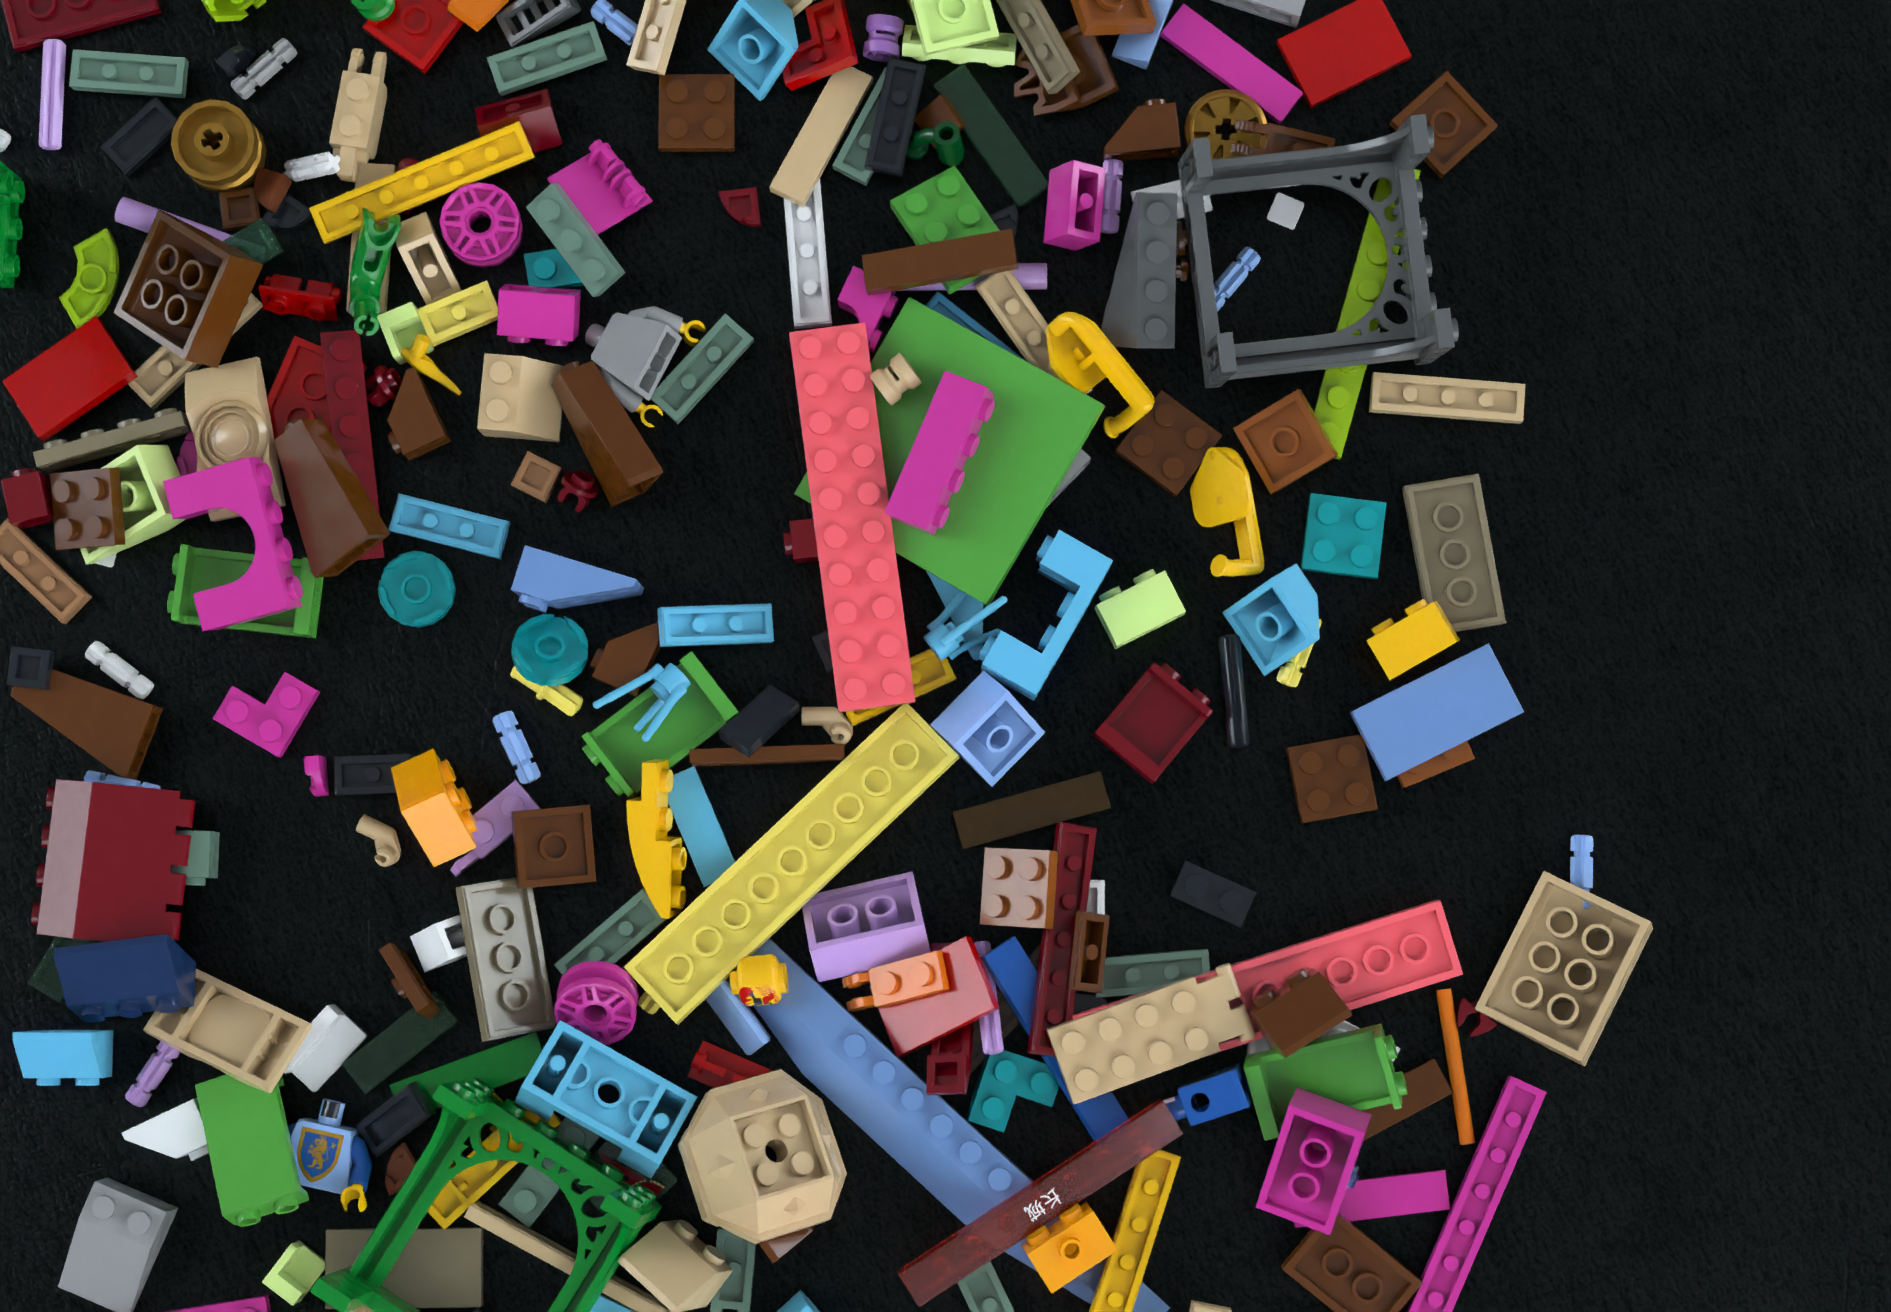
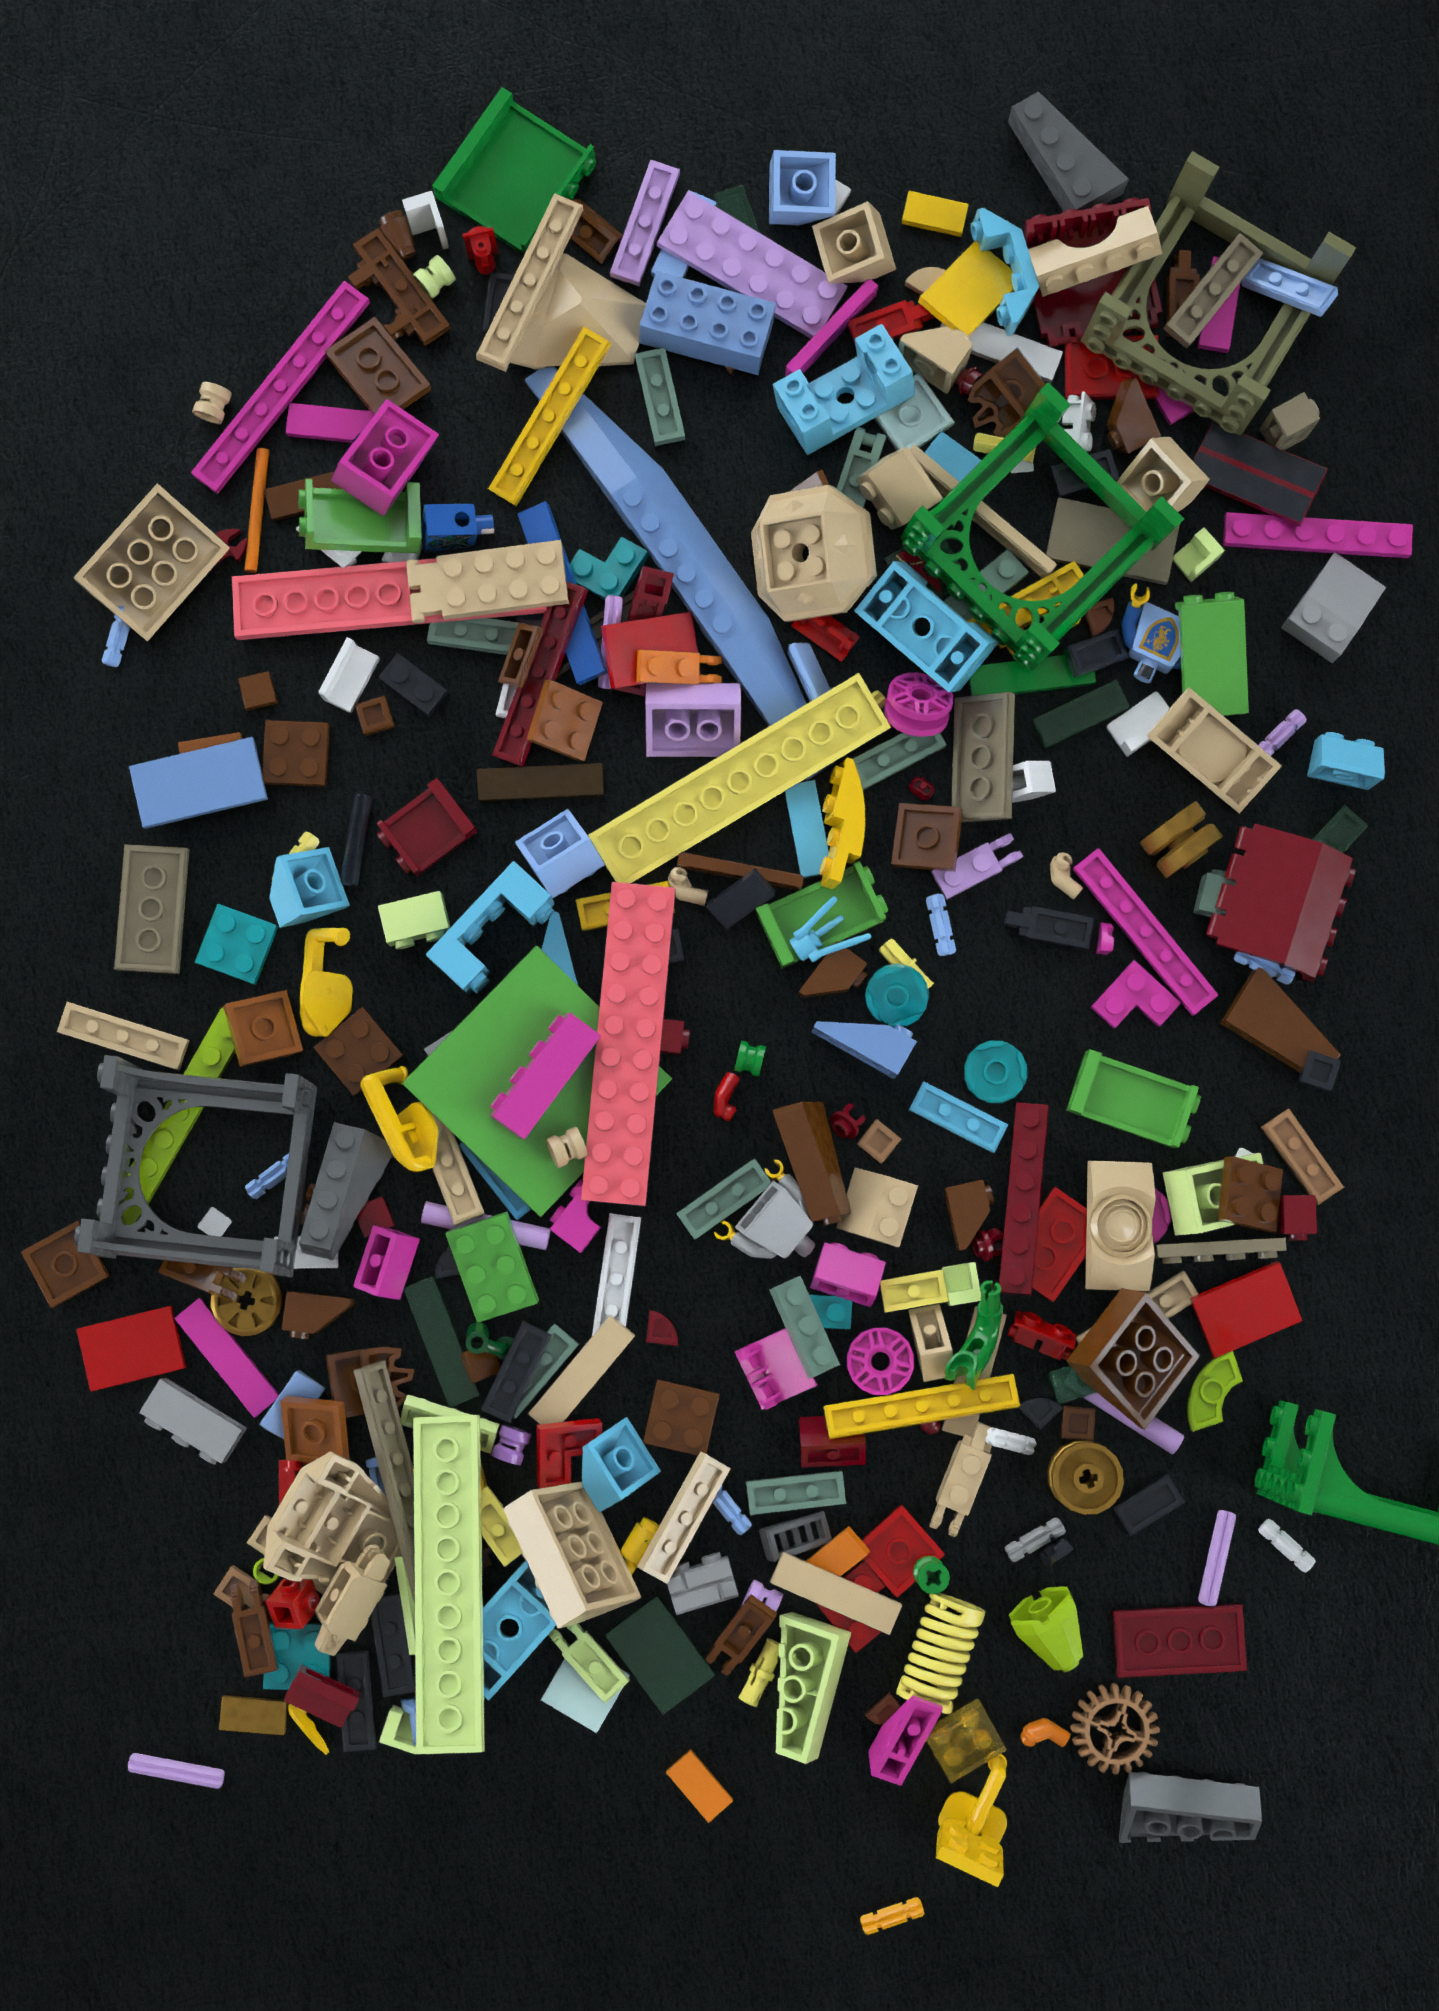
camera: 170 degrees left, 0 degrees up
(119, 670) = (1249, 1060): white axle -> none
(126, 977) = (1287, 805): dark blue slope -> none
(129, 73) = (1149, 1560): sand green plate -> none
(173, 1132) = (1273, 682): white slope -> none
(246, 909) = (1181, 840): none -> pearl gold wheel
(270, 581) = (1116, 1172): dark pink arch -> none
(271, 188) = (1049, 1432): copper tile -> none
(271, 793) = (1145, 932): none -> dark pink plate
(327, 498) = (1052, 1156): reddish brown slope -> none
(409, 981) = (1063, 756): reddish brown plate -> none
(422, 363) = (952, 1255): yellow bar -> none
(435, 807) = (1014, 884): light orange brick -> none
(574, 908) = (921, 788): none -> dark red rock
(707, 536) = (750, 1058): none -> green wheel
(715, 625) = (759, 984): medium azure tile -> none
(729, 489) = (722, 1096): none -> red arm
(759, 980) = (785, 691): yellow head -> none
(940, 262) = (507, 1235): reddish brown tile -> none
(945, 639) = (575, 928): medium azure plant -> none
(1039, 1202) = (604, 472): clear red tile -> none
(1068, 1246) = (591, 434): light orange brick -> none
(1101, 258) = (375, 1213): none -> dark red tile
(1111, 196) = (346, 1288): lavender axle -> none
(1249, 846) = (374, 715): none -> reddish brown tile
(1291, 885) = (348, 676): none -> white panel
(1298, 1011) = (367, 568): reddish brown slope -> none
(1396, 844) = (257, 690): none -> reddish brown tile
(1412, 639) = (202, 845): yellow brick -> none
(1544, 1186) = (212, 402): none -> tan wheel

